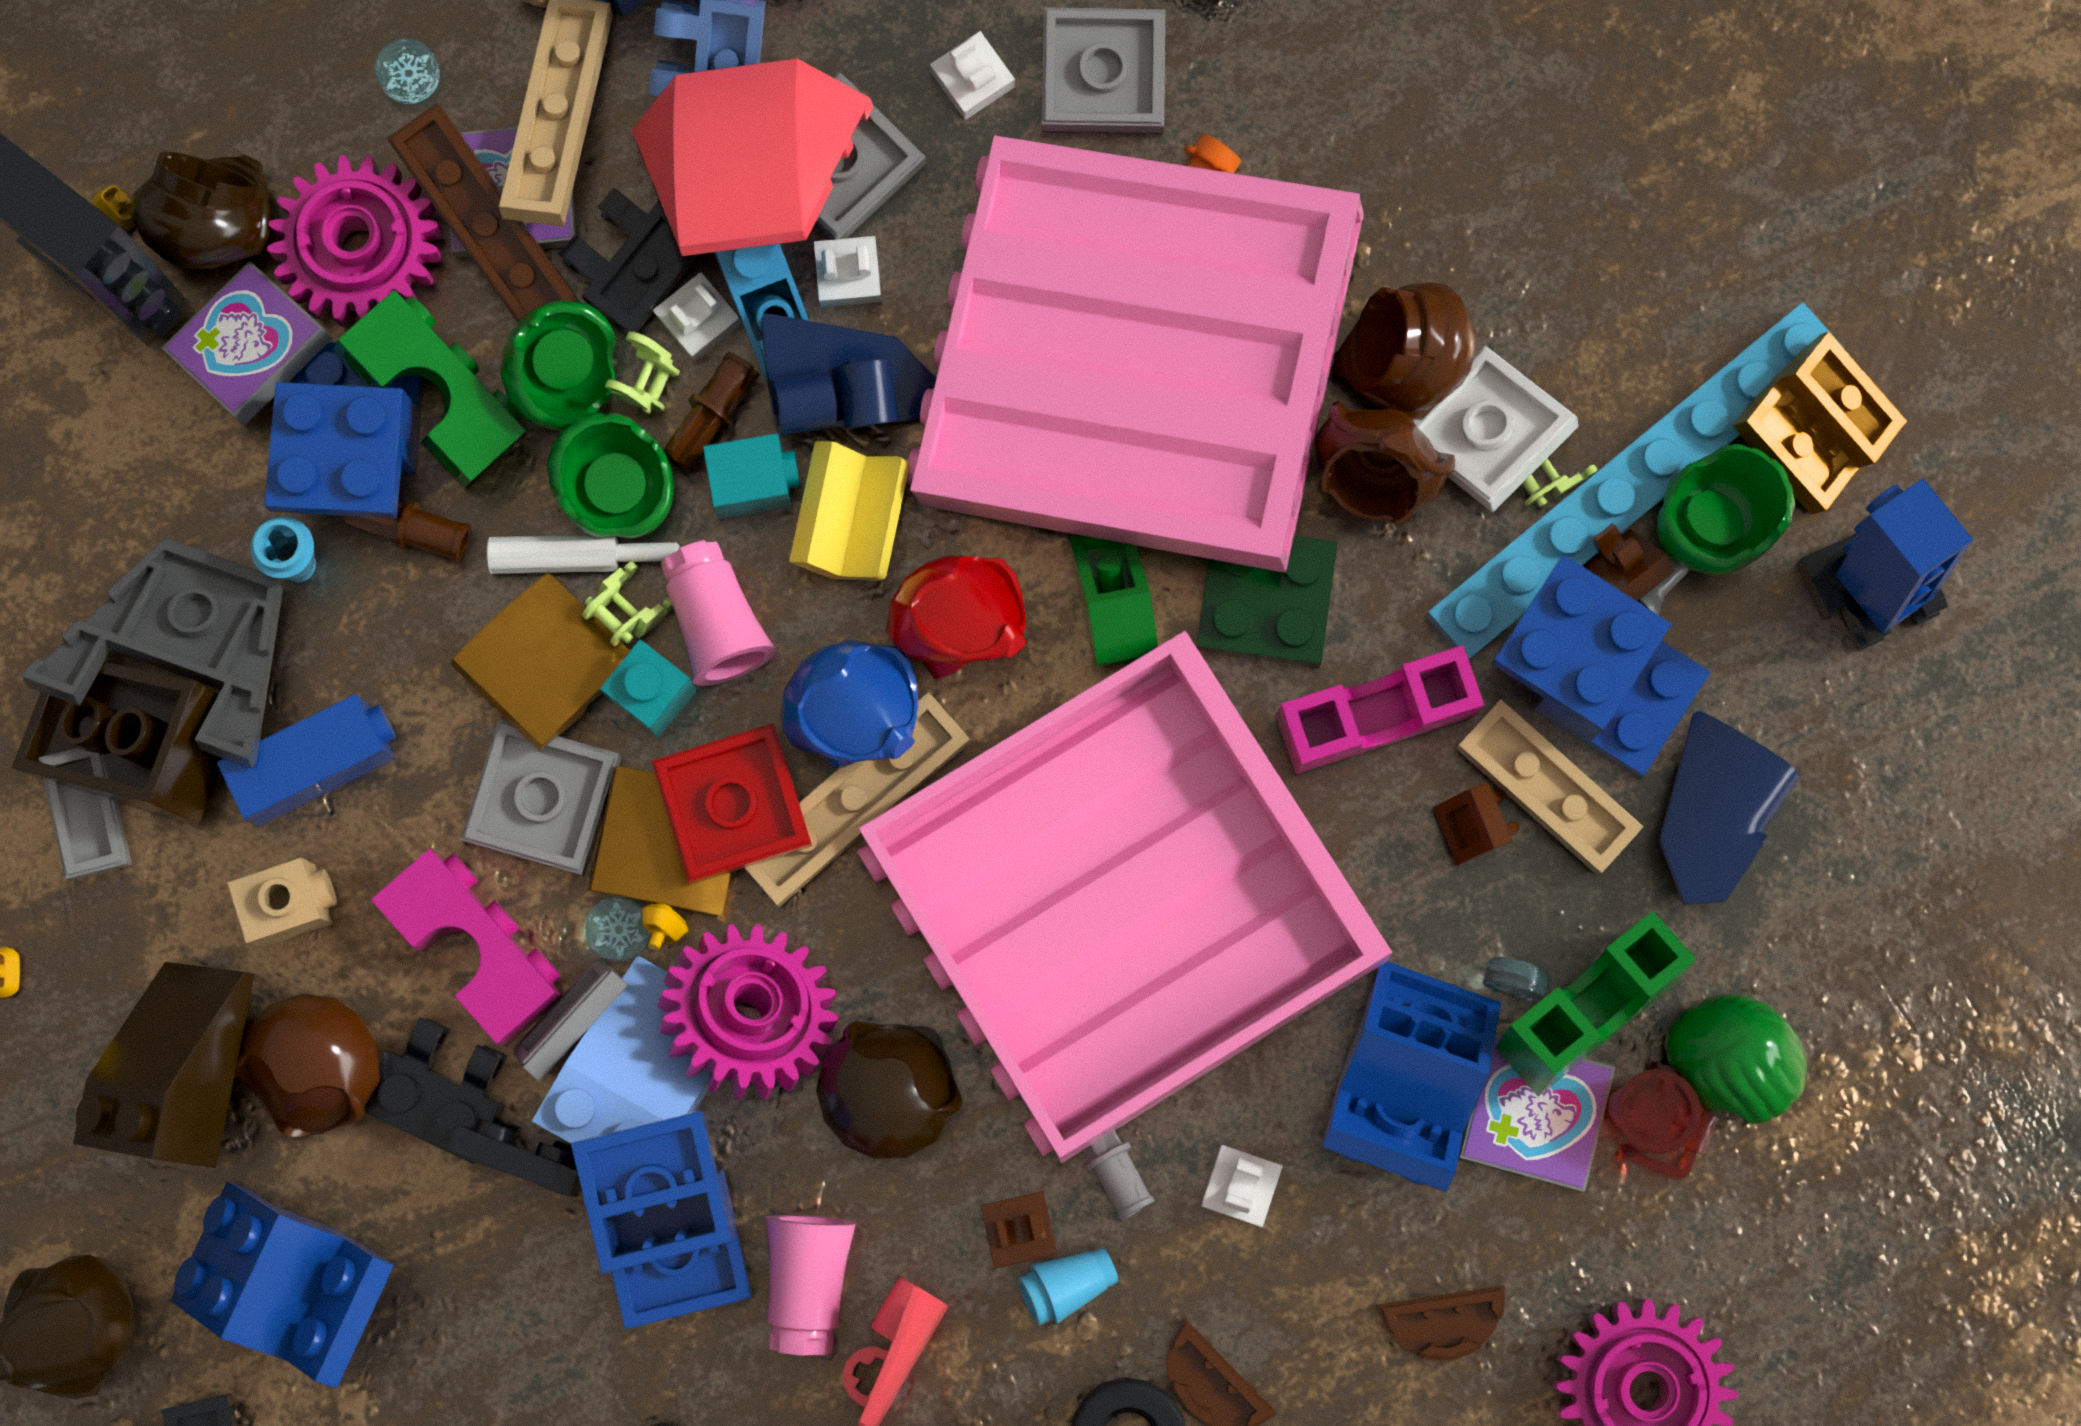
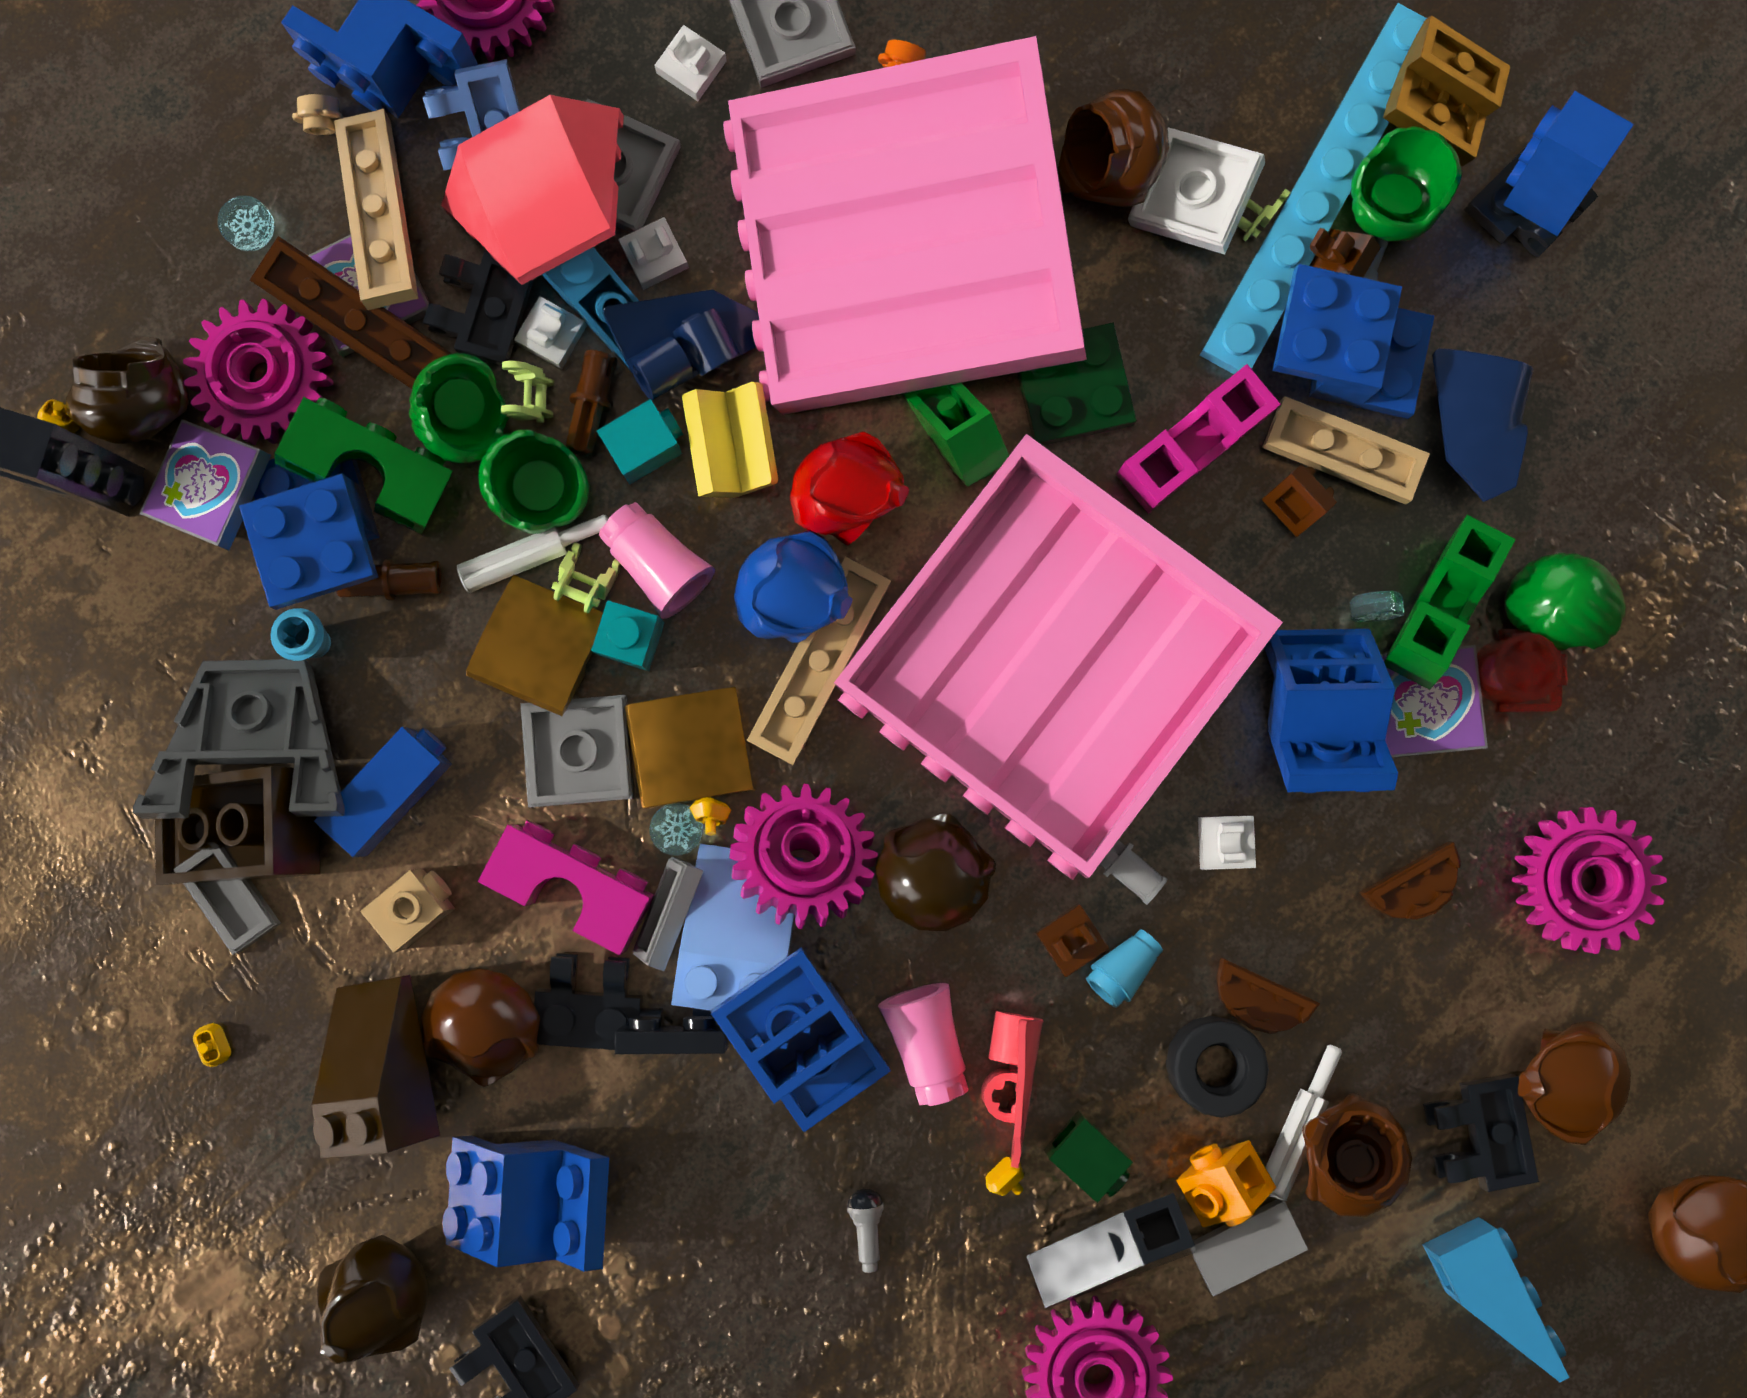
camera: 25 degrees left, 5 degrees up
(731, 803) = (727, 700): red tile -> none
(1379, 463) = (1126, 247): reddish brown helmet -> none

